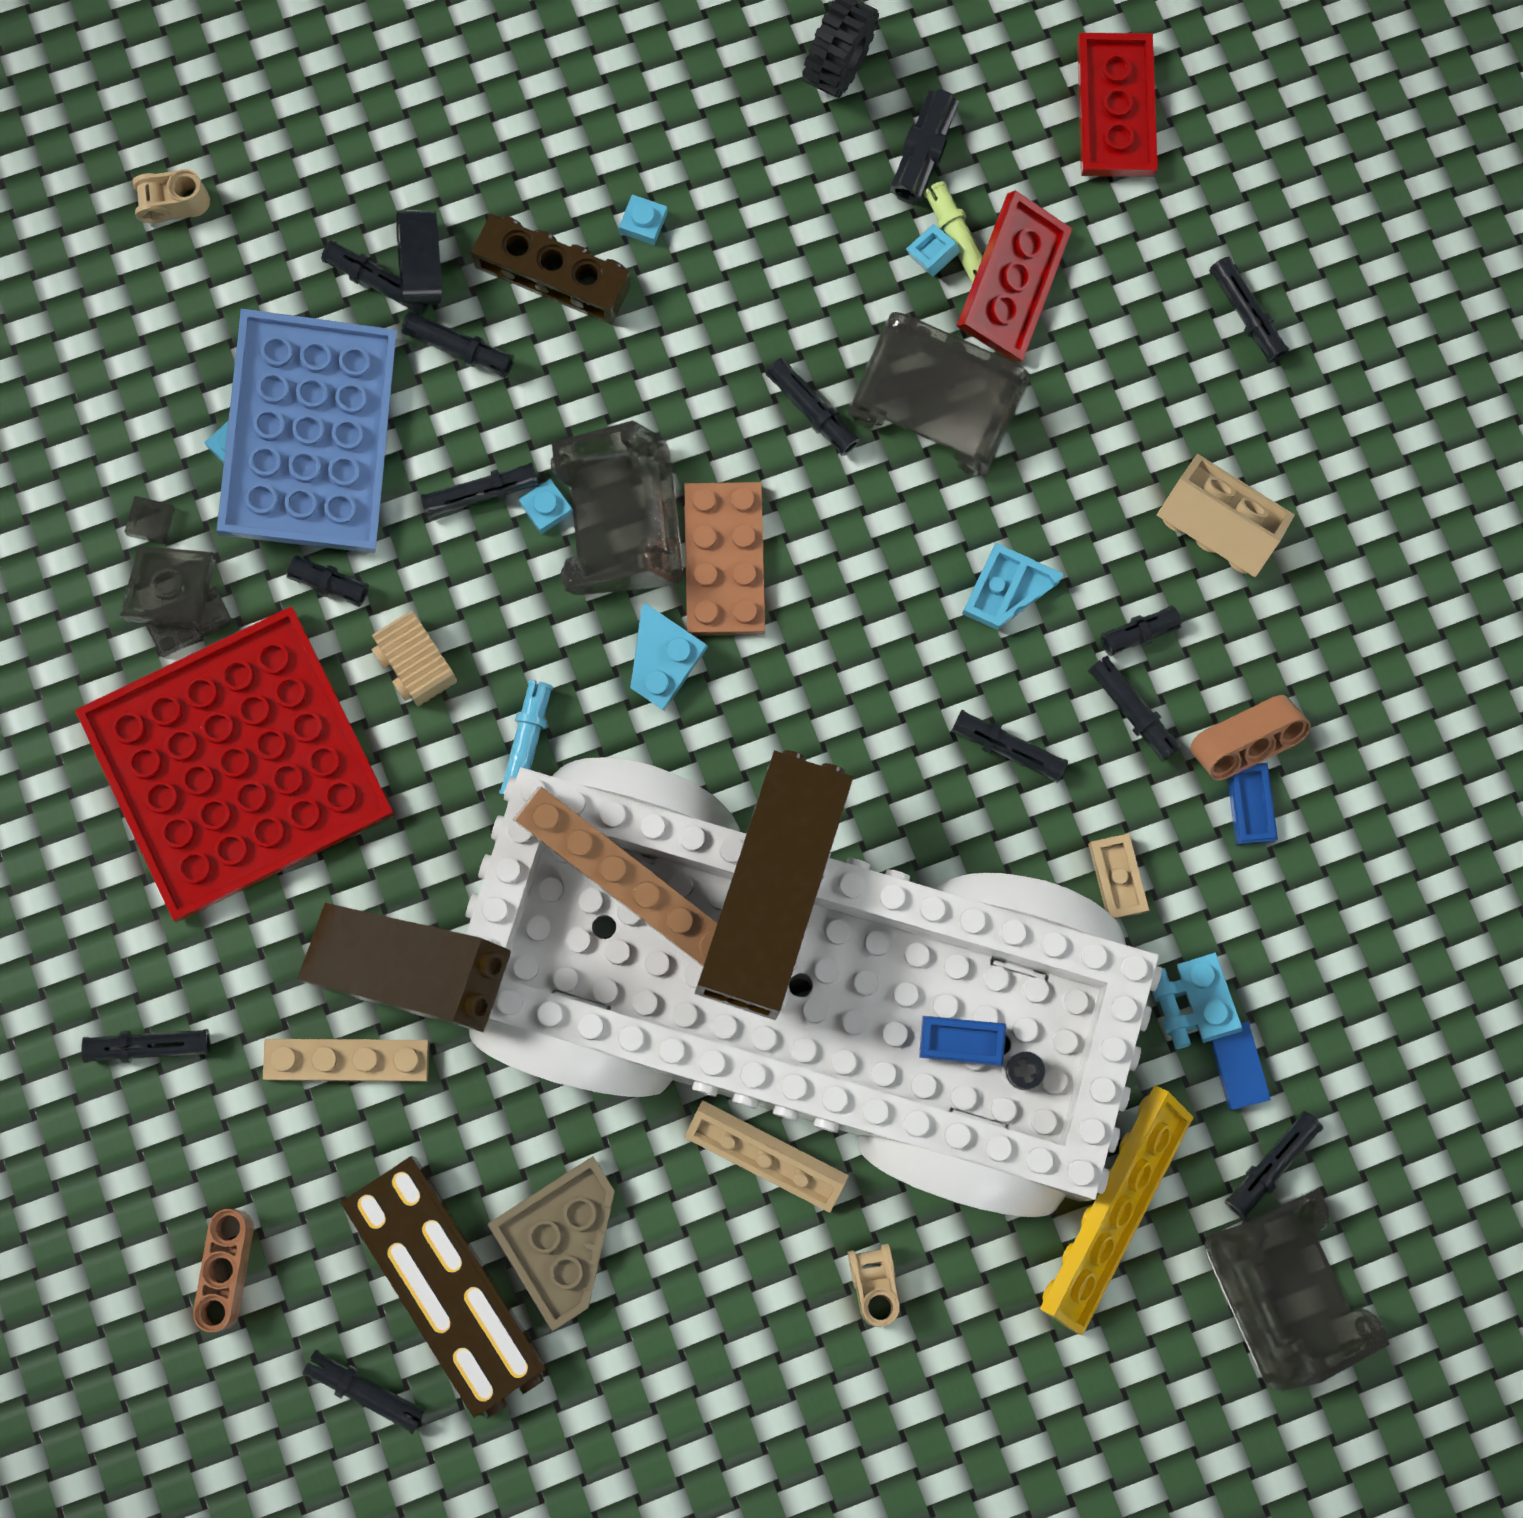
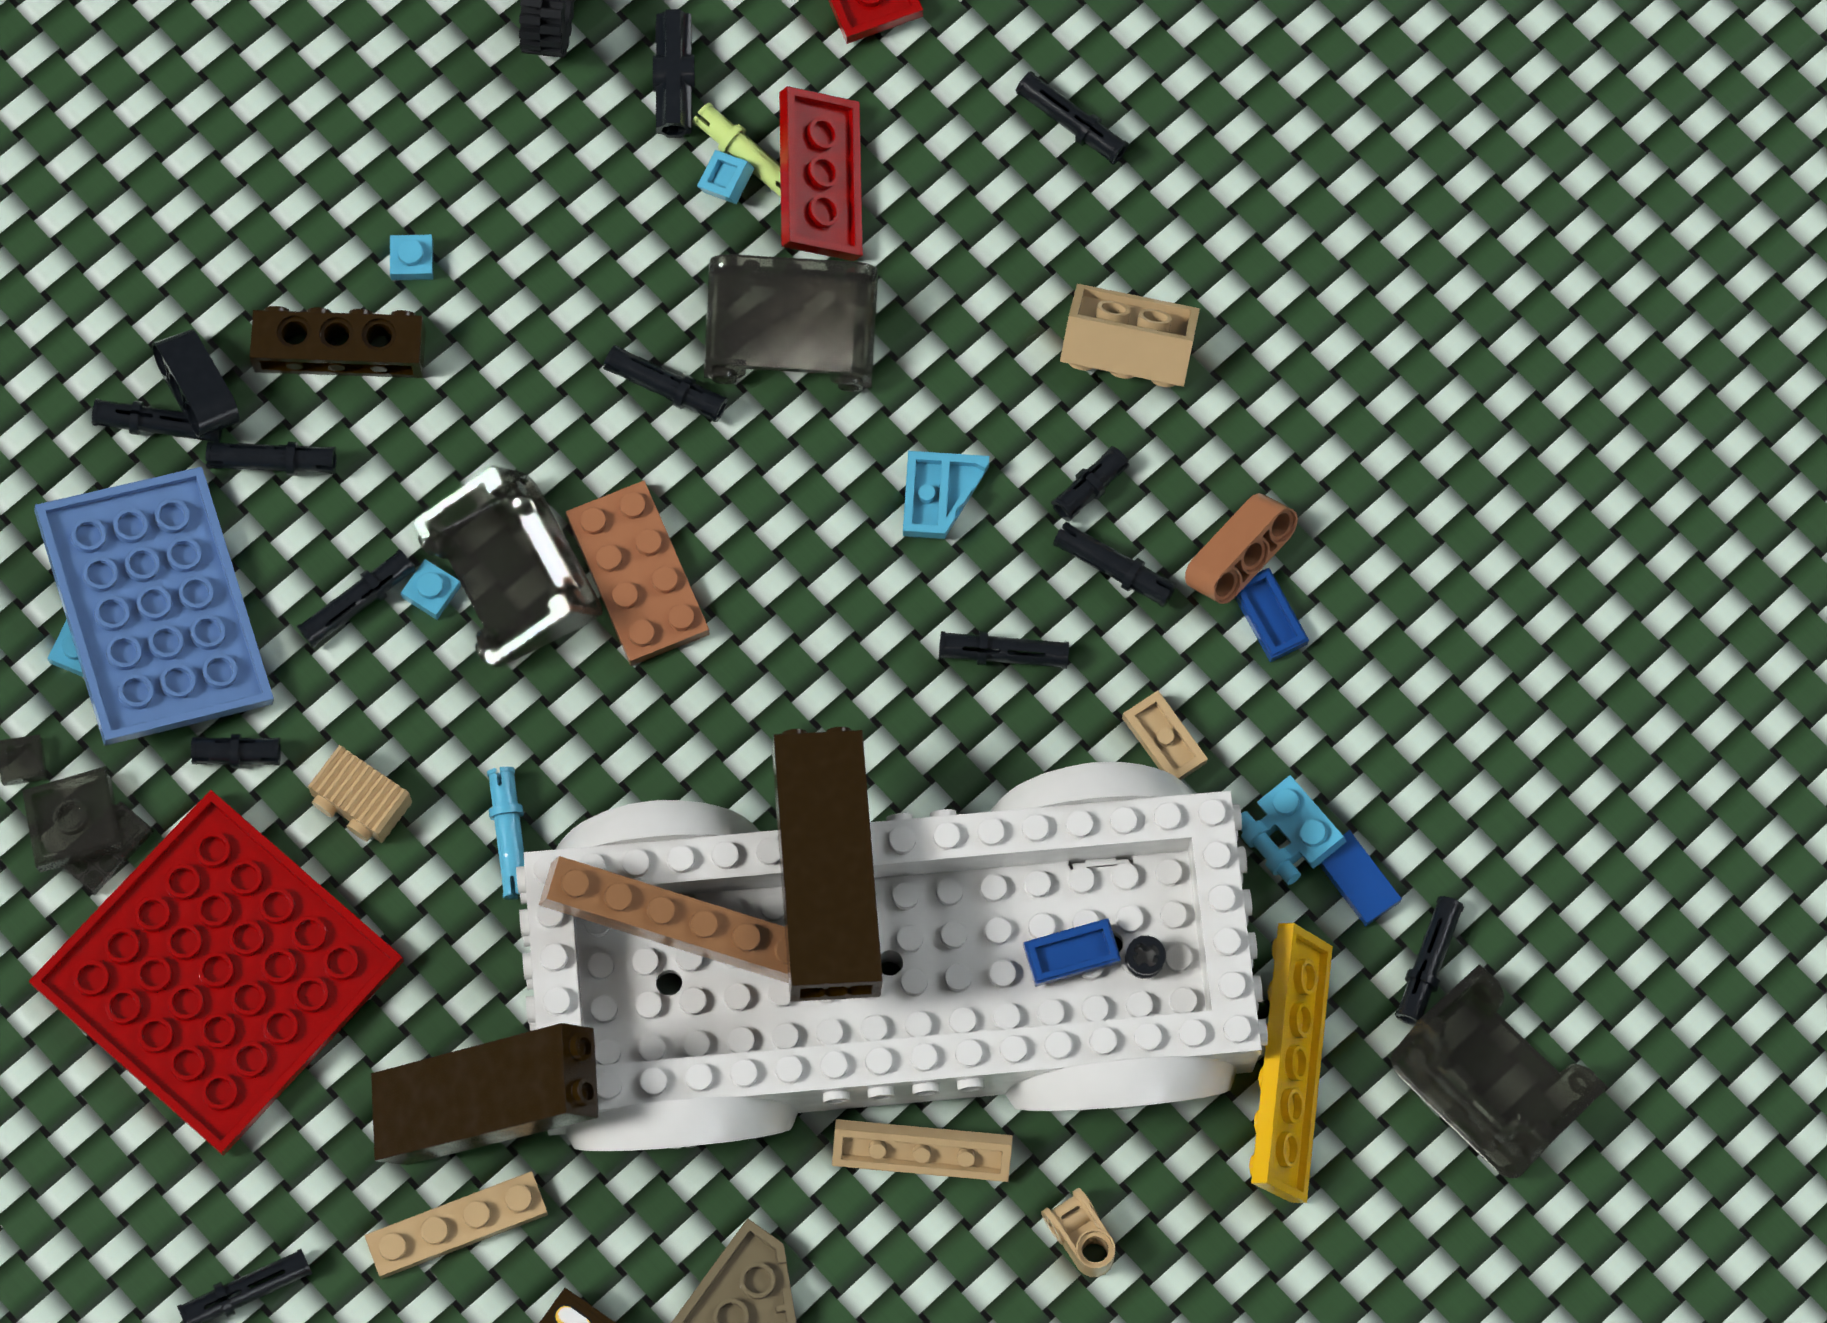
camera: 20 degrees left, 5 degrees down
(662, 657) = (615, 695): medium azure wing -> none

